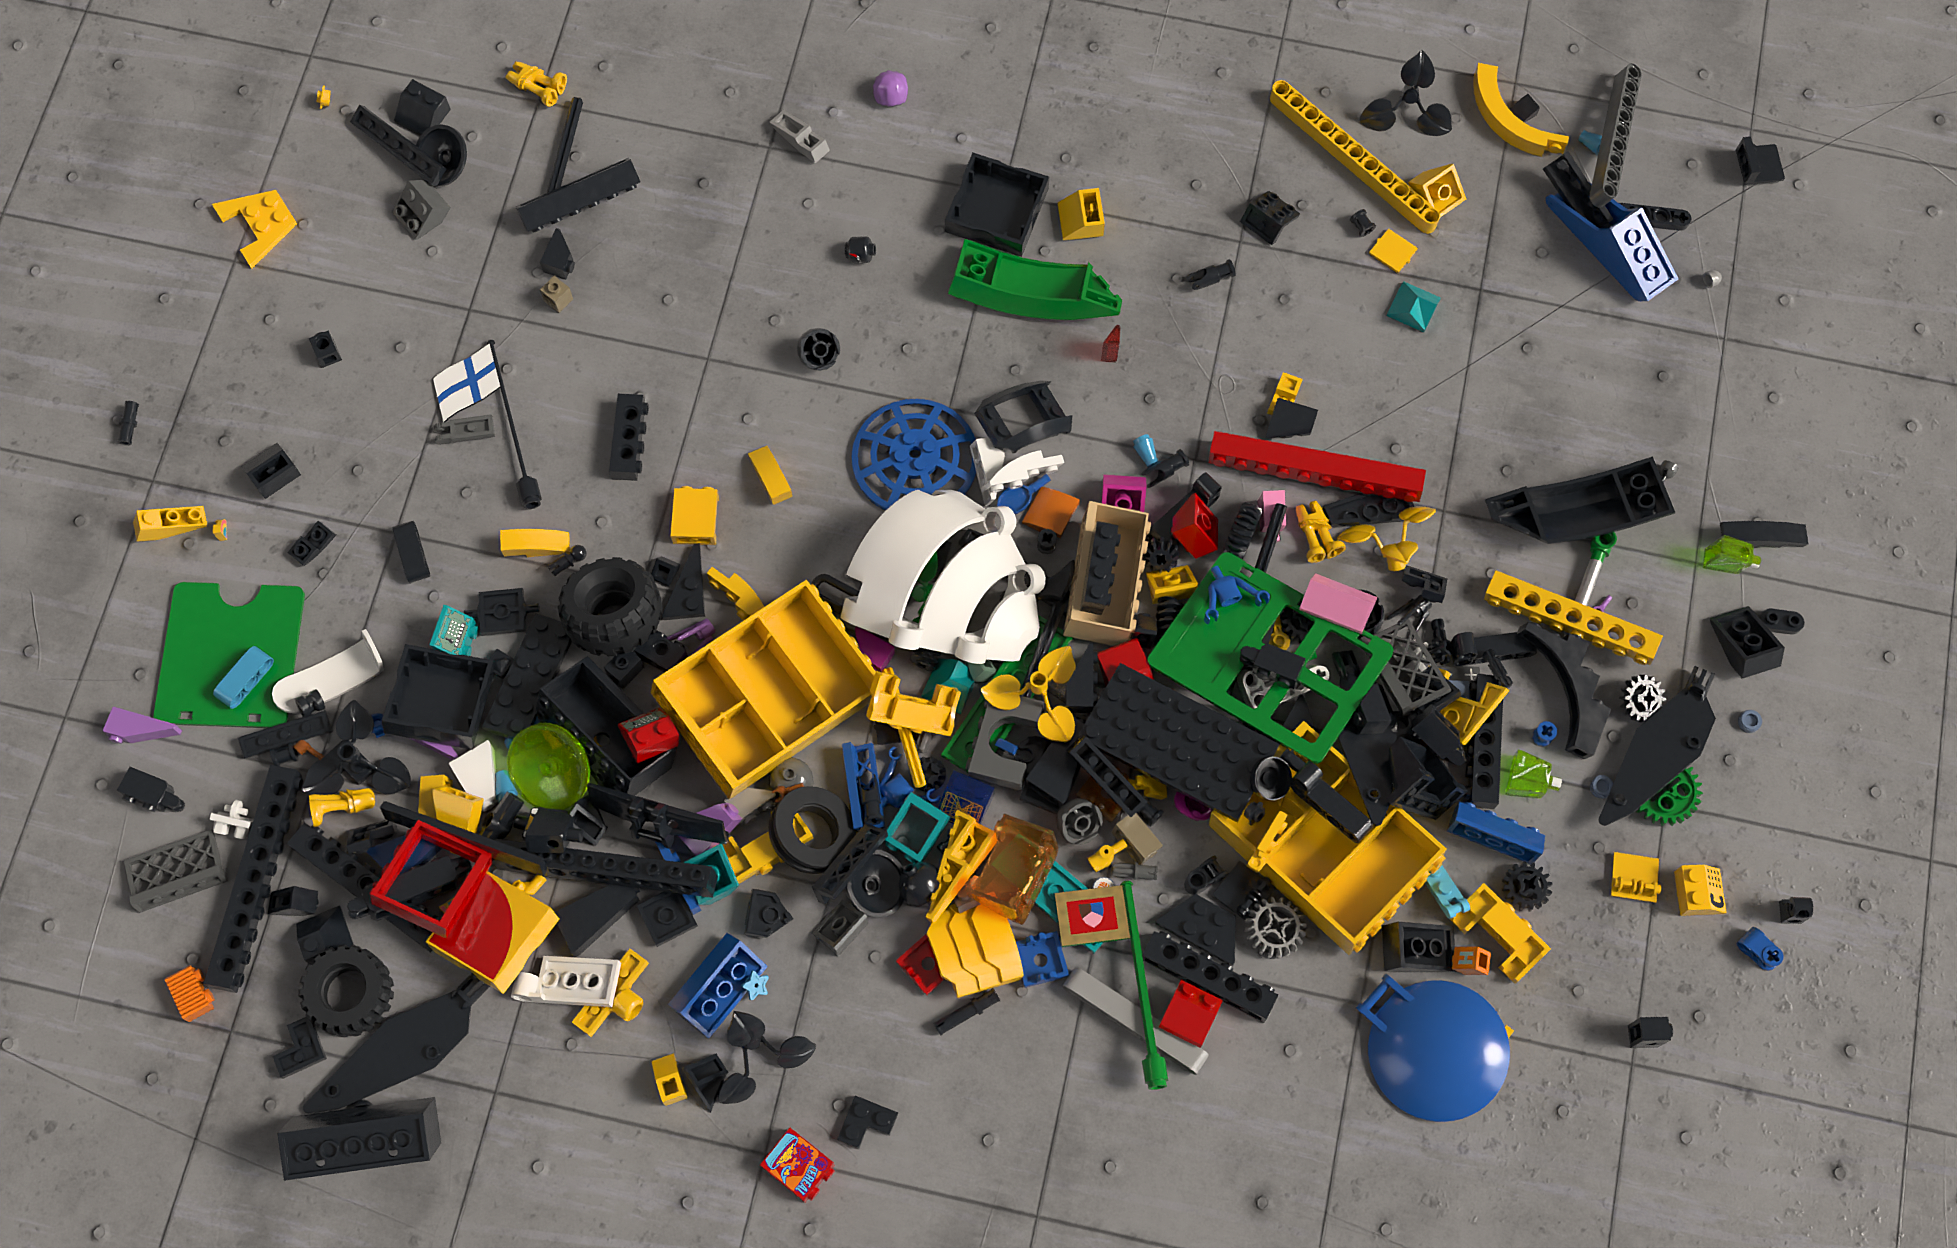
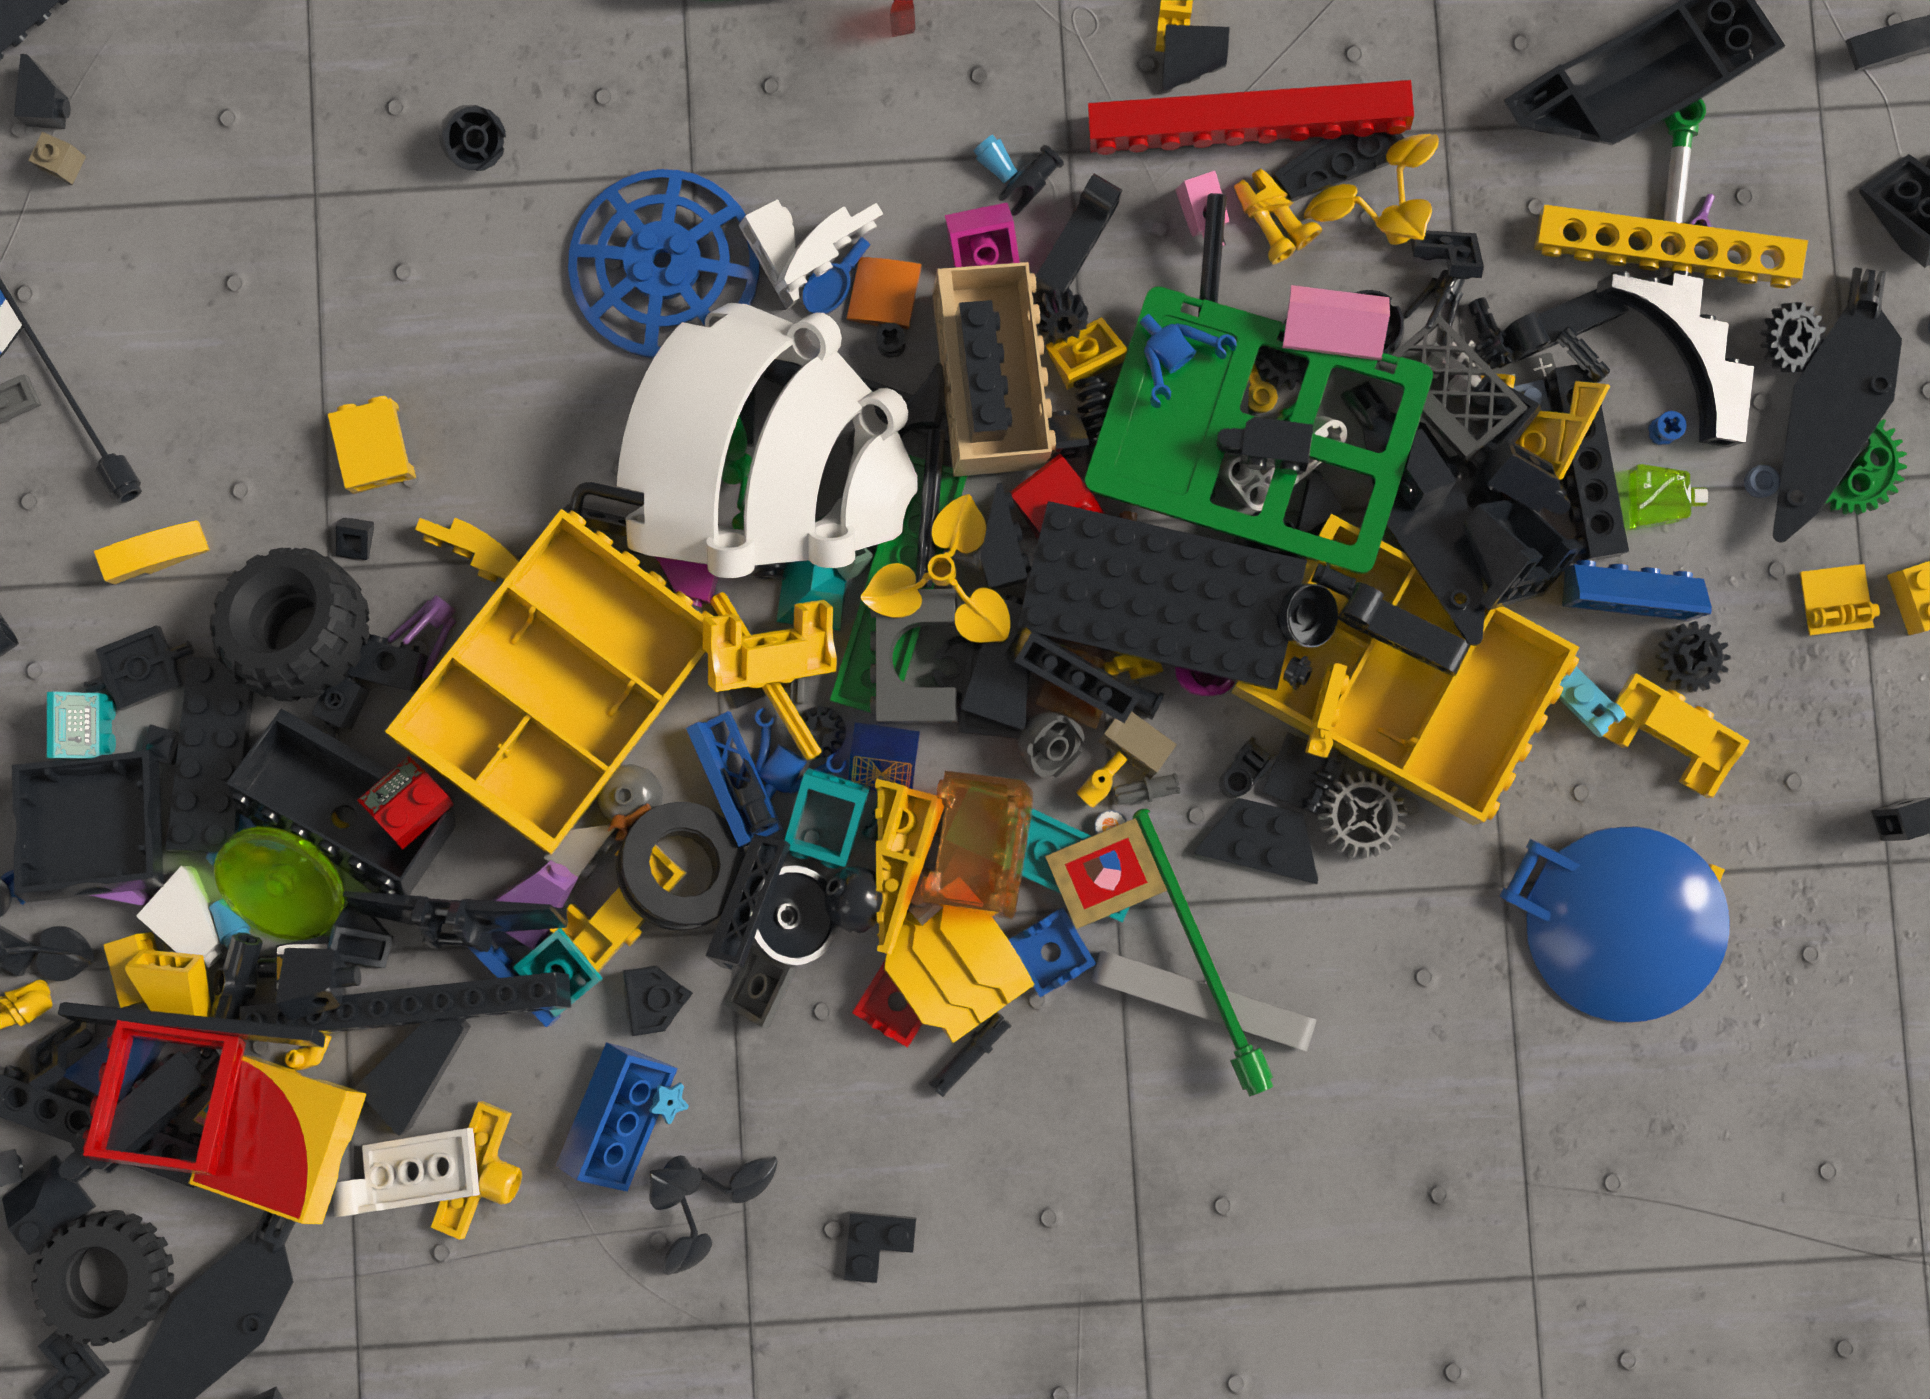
camera: 15 degrees left, 15 degrees up
(577, 553) = (218, 550): black pin -> none
(628, 406) = (217, 306): black brick -> none
(666, 916) = (515, 1044): black plate -> none
(669, 1080) = (589, 1267): yellow slope -> none
(688, 594) = (399, 565): black wing -> none
(707, 1078) = (641, 1250): black slope -> none
(770, 475) = (461, 351): yellow slope -> none
(798, 1165) = (802, 1332): brick -> none
(1006, 746) = (919, 664): blue tile -> none
(1042, 397) = (832, 130): black wedge -> none
(1190, 1013) = (1278, 973): red slope -> none
(1196, 527) = (1100, 260): red slope -> none
(1243, 530) = (1169, 246): black gear -> none
(1257, 1009) = (1370, 934): black brick -> none
(1418, 947) = (1565, 787): black slope -> none
(1471, 960) = (1642, 786): orange brick -> none
(1730, 555) = (1870, 87): clear neon green torso -> none

